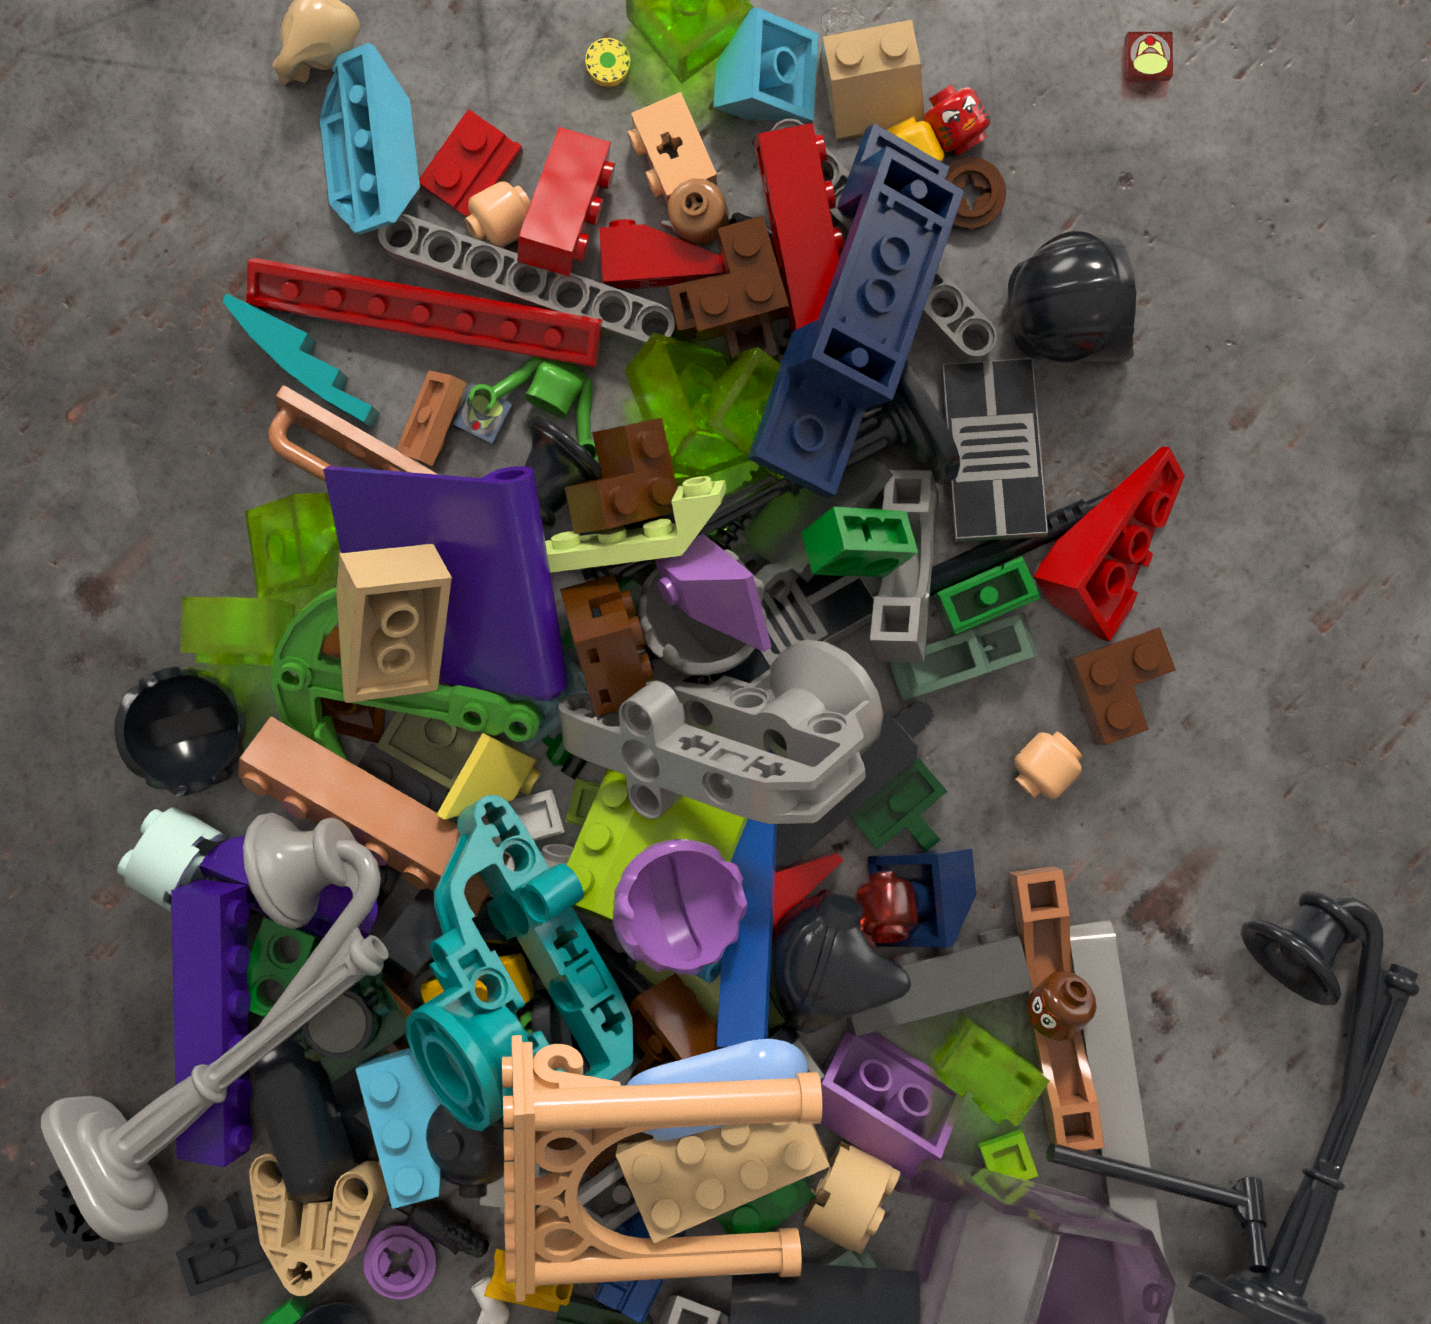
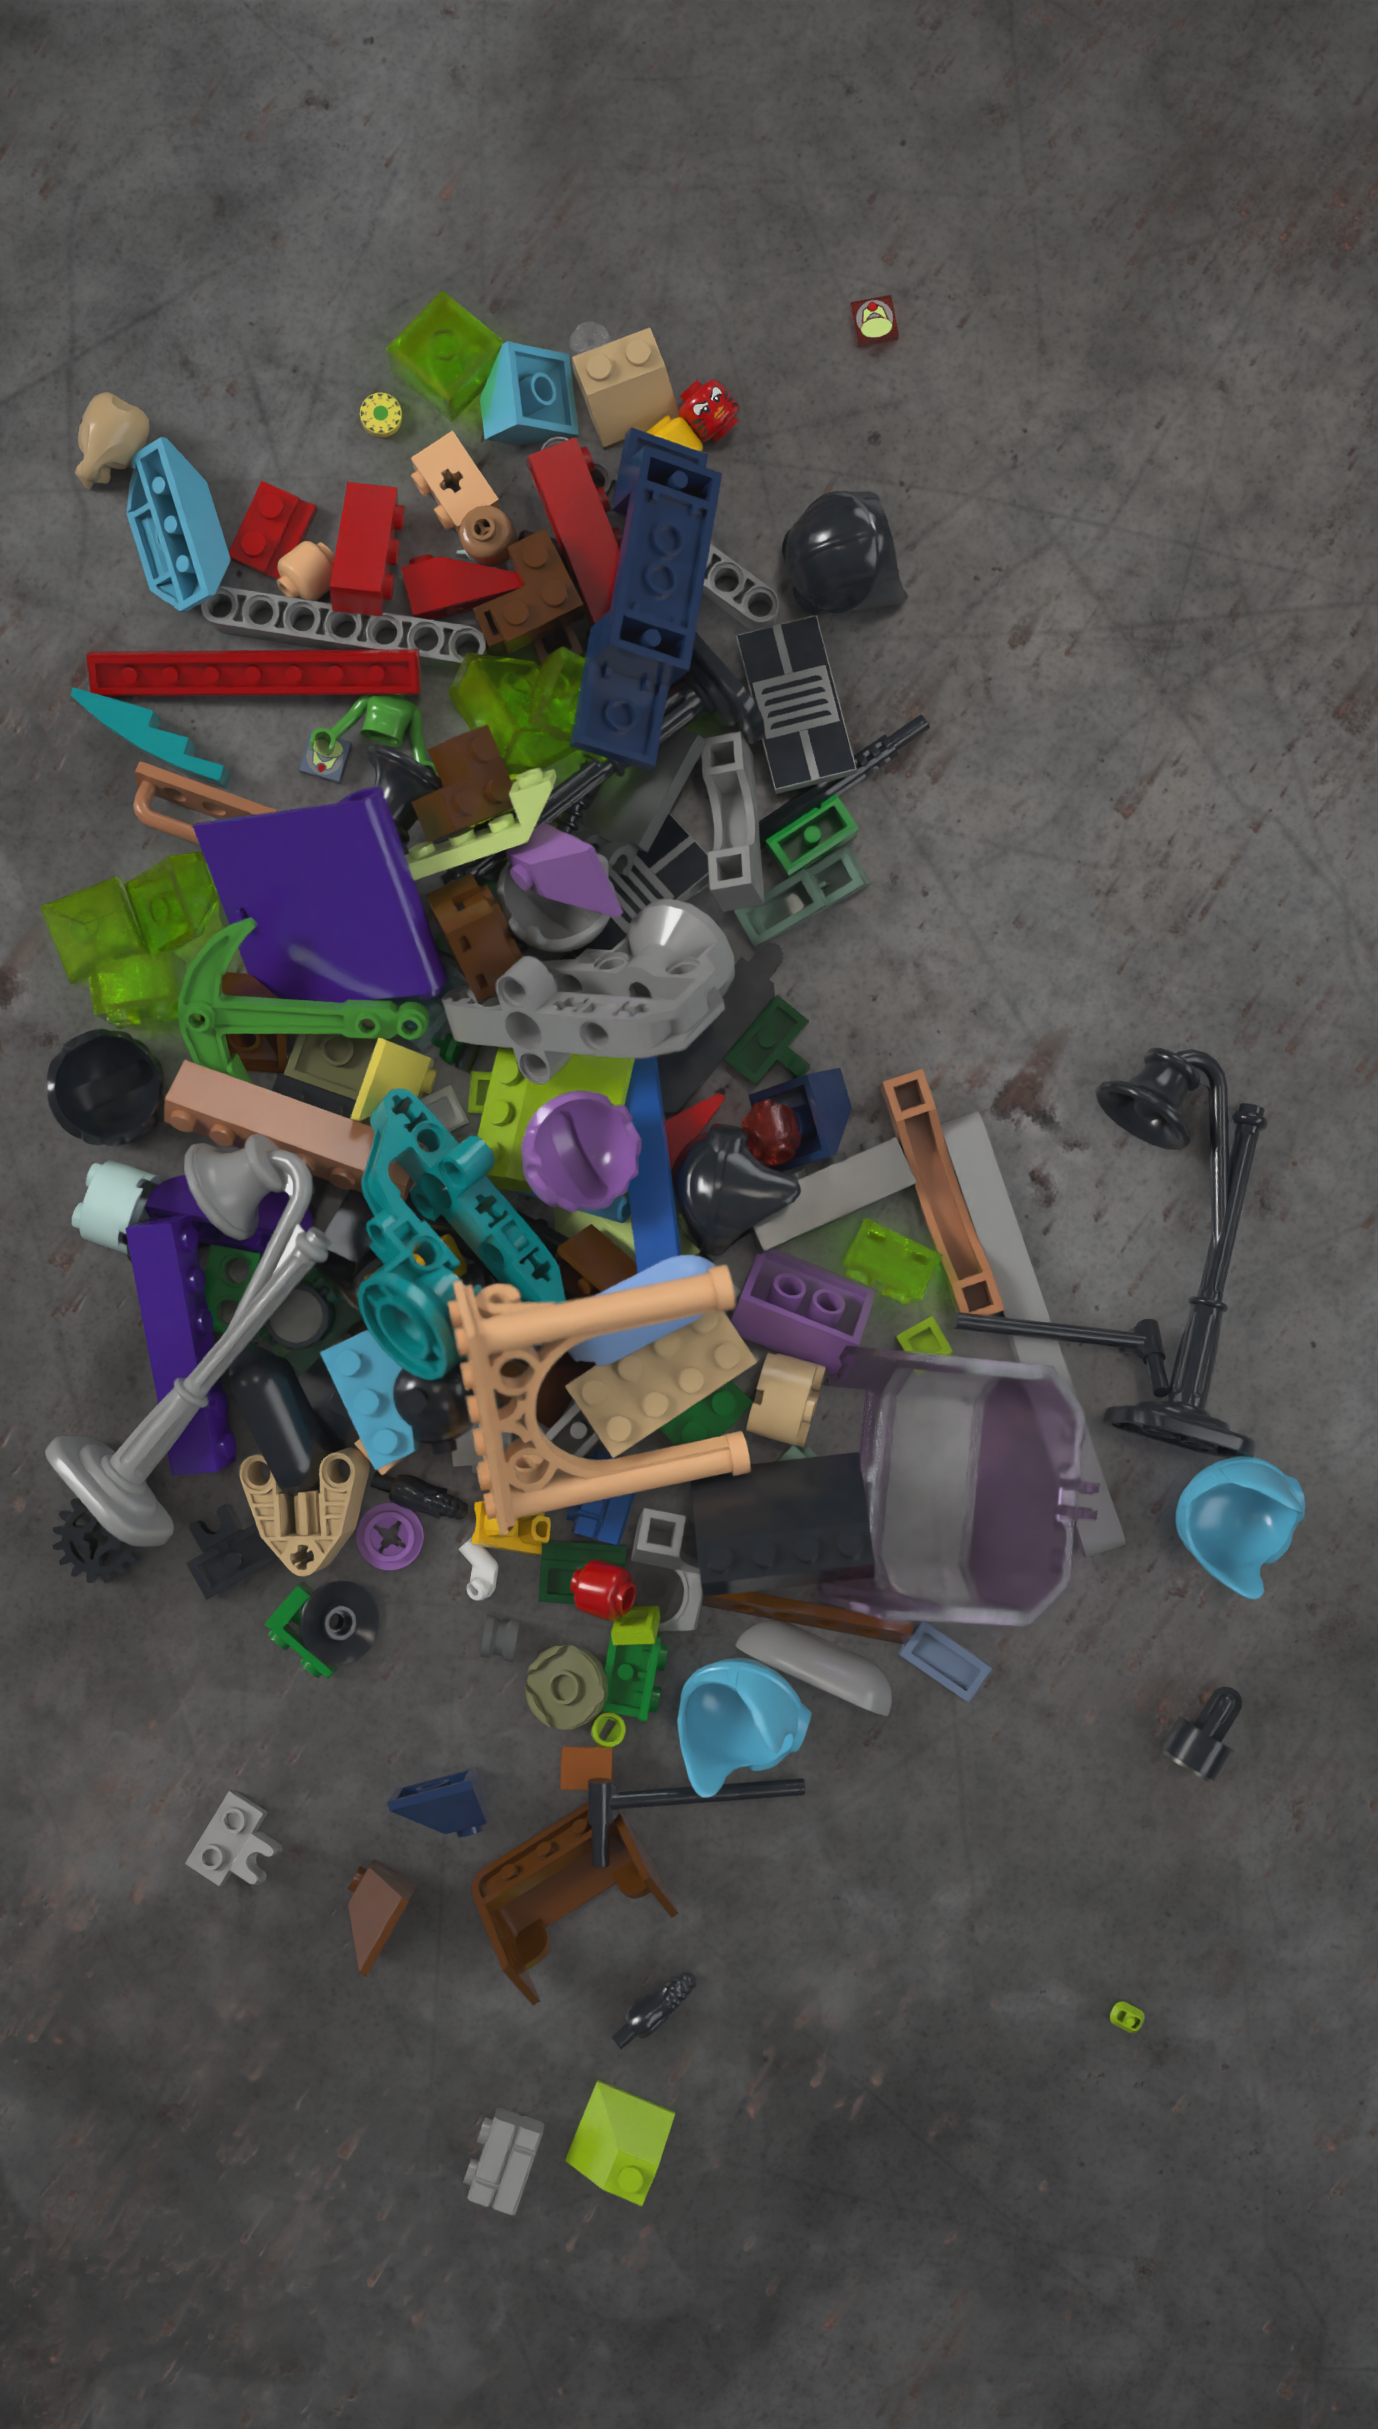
camera: 10 degrees left, 0 degrees up
(204, 552) = (93, 927): none -> clear neon green slope
(391, 621) = (280, 948): tan slope -> none
(431, 417) = (279, 766): nougat plate -> none
(859, 542) = (685, 805): green brick -> none
(984, 178) = (745, 460): reddish brown gear -> none
(1048, 765) = (896, 981): light nougat head -> none
(1061, 1005) = (943, 1190): reddish brown head -> none
(1098, 559) = (911, 783): red wedge -> none
(1106, 683) = (935, 894): reddish brown brick -> none

